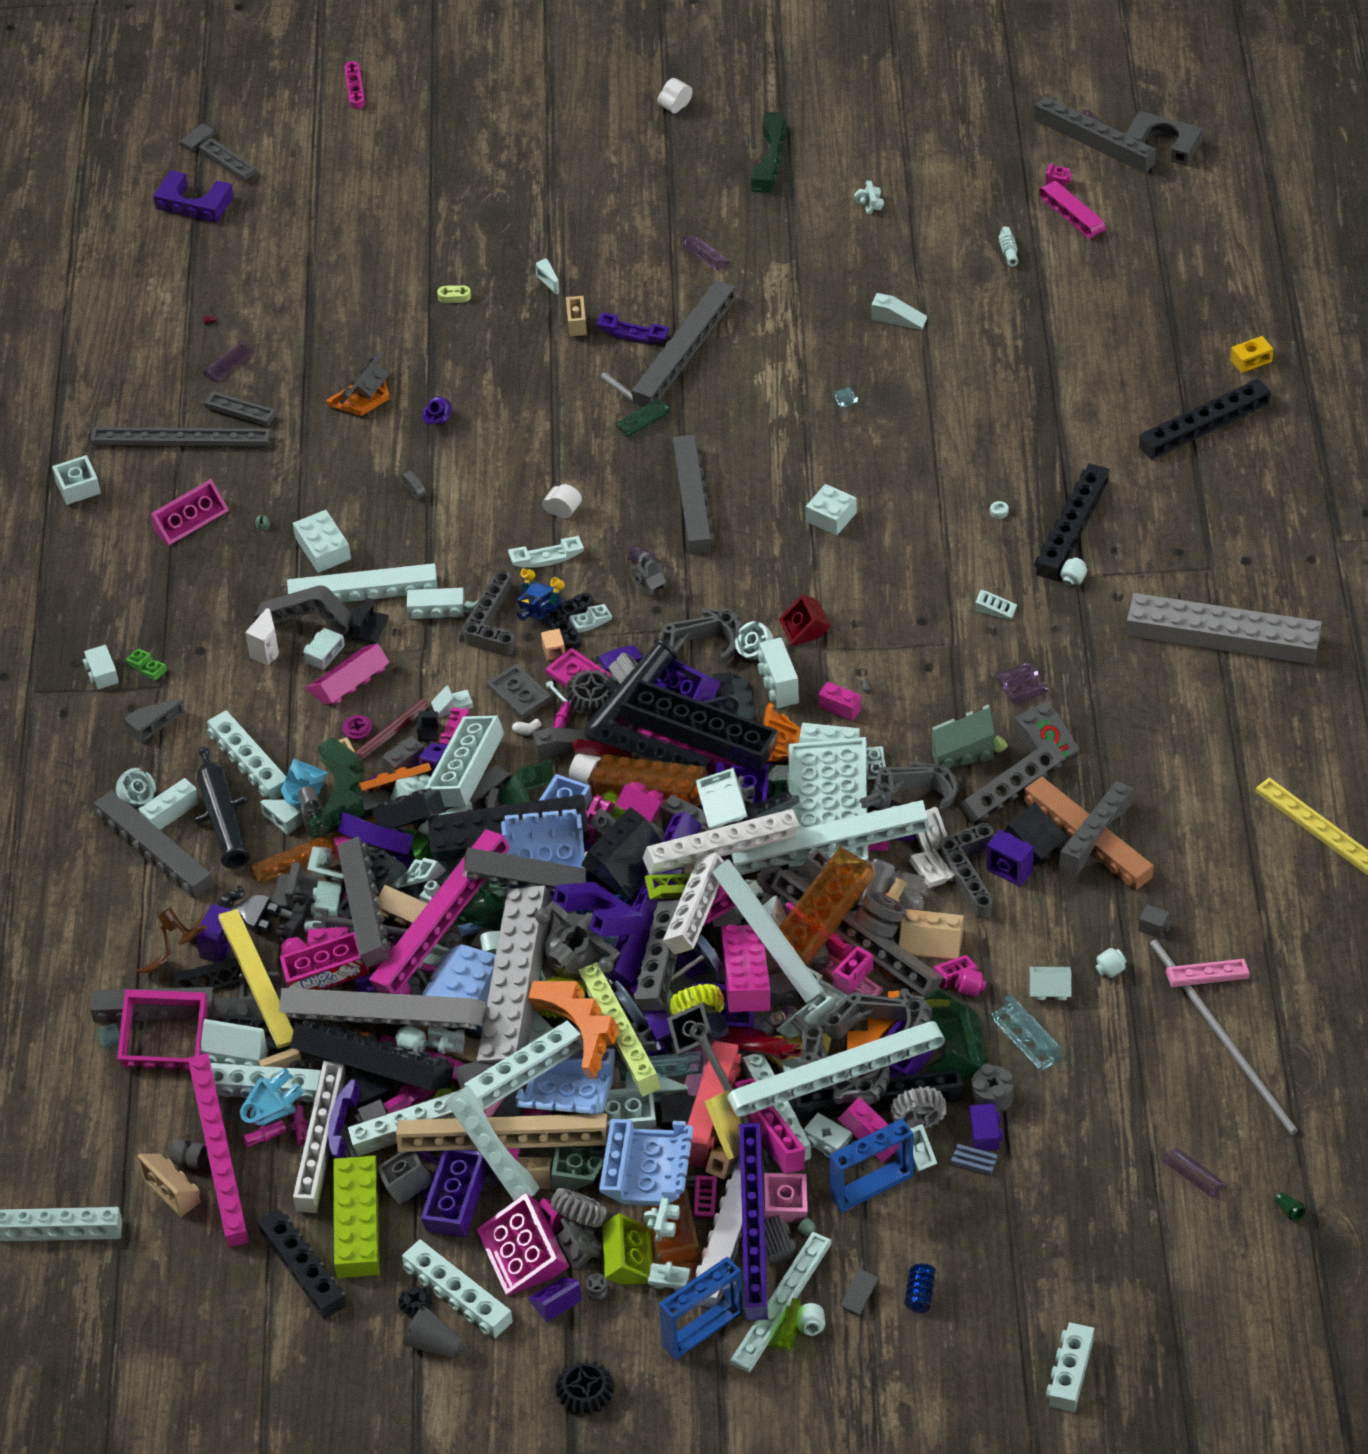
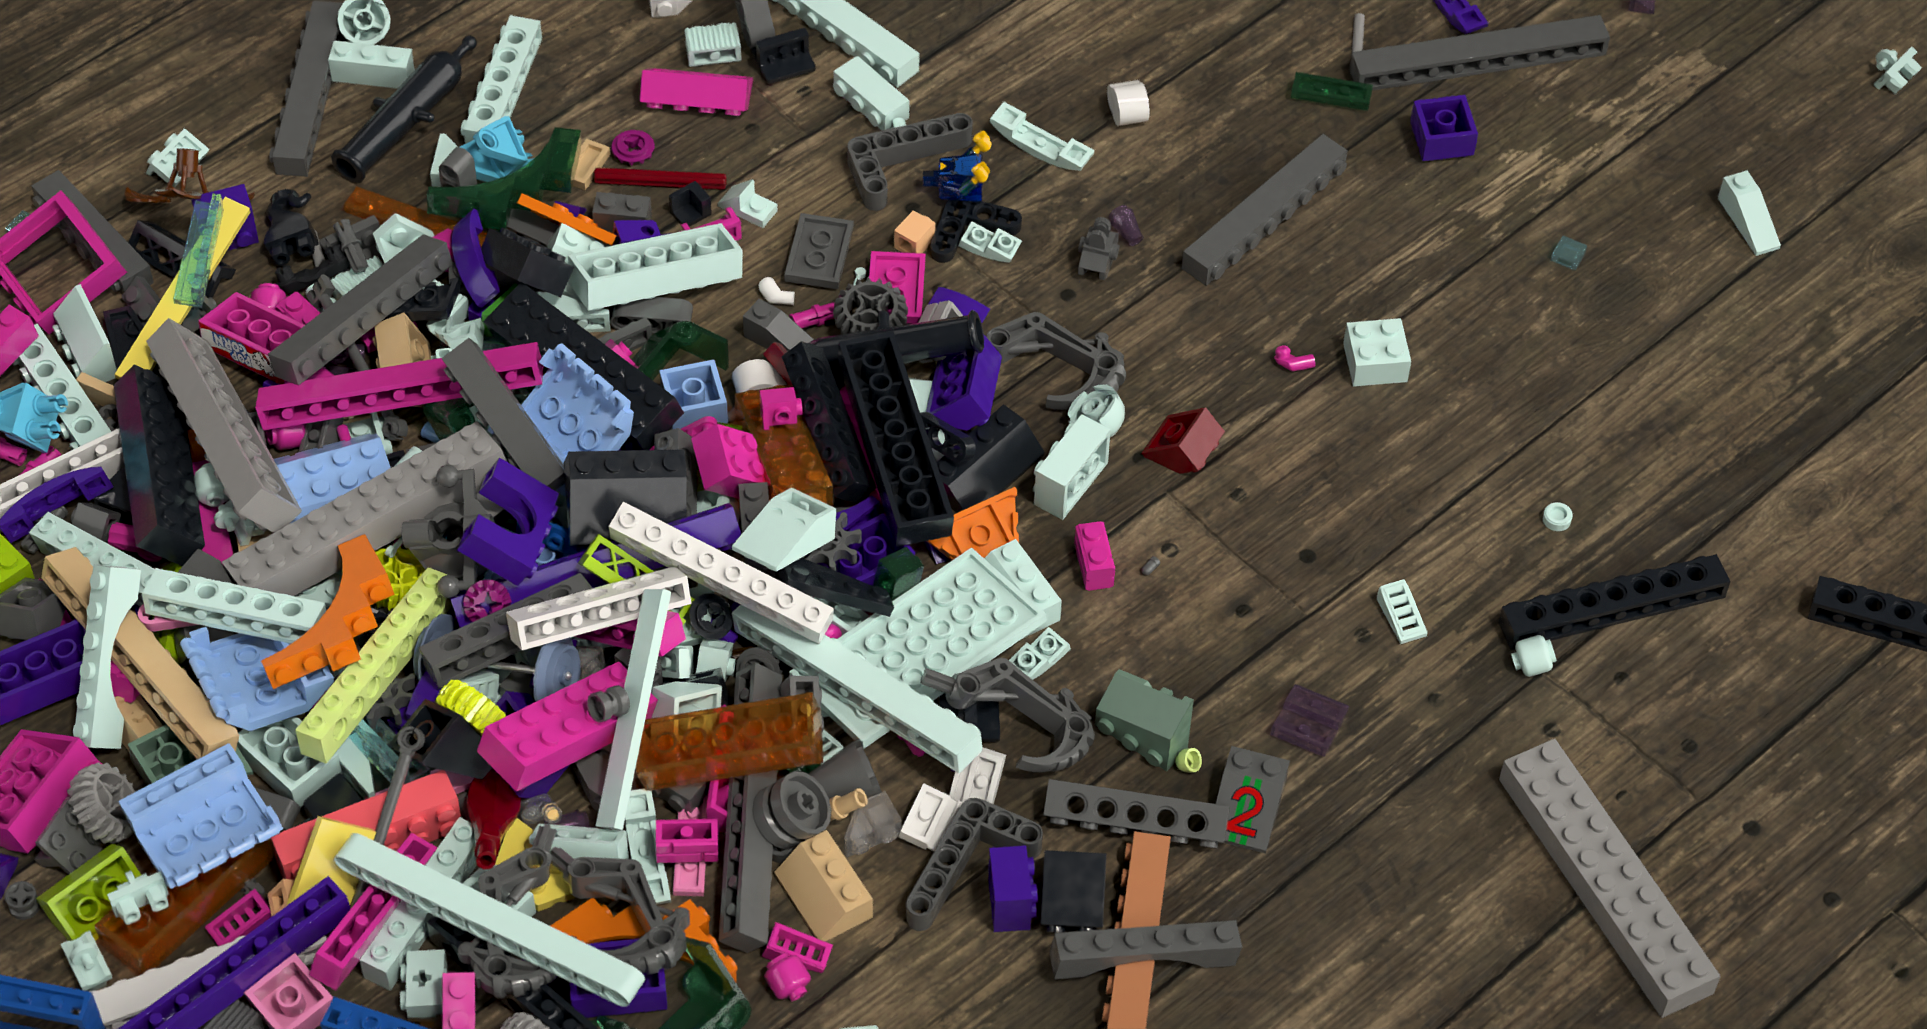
camera: 45 degrees right, 5 degrees up
(137, 934) = (163, 161): none -> light aqua bracket
(246, 948) = (199, 252): none -> clear light blue fence
(306, 884) = (351, 245): none -> dark grey axle
(626, 953) = (476, 595): none -> magenta gear
(627, 760) = (779, 407): none -> dark pink brick
(719, 388) = (1444, 127): none -> dark purple brick
(758, 936) = (608, 703): none -> dark grey wheel
(798, 548) = (1291, 362): none -> dark pink arm

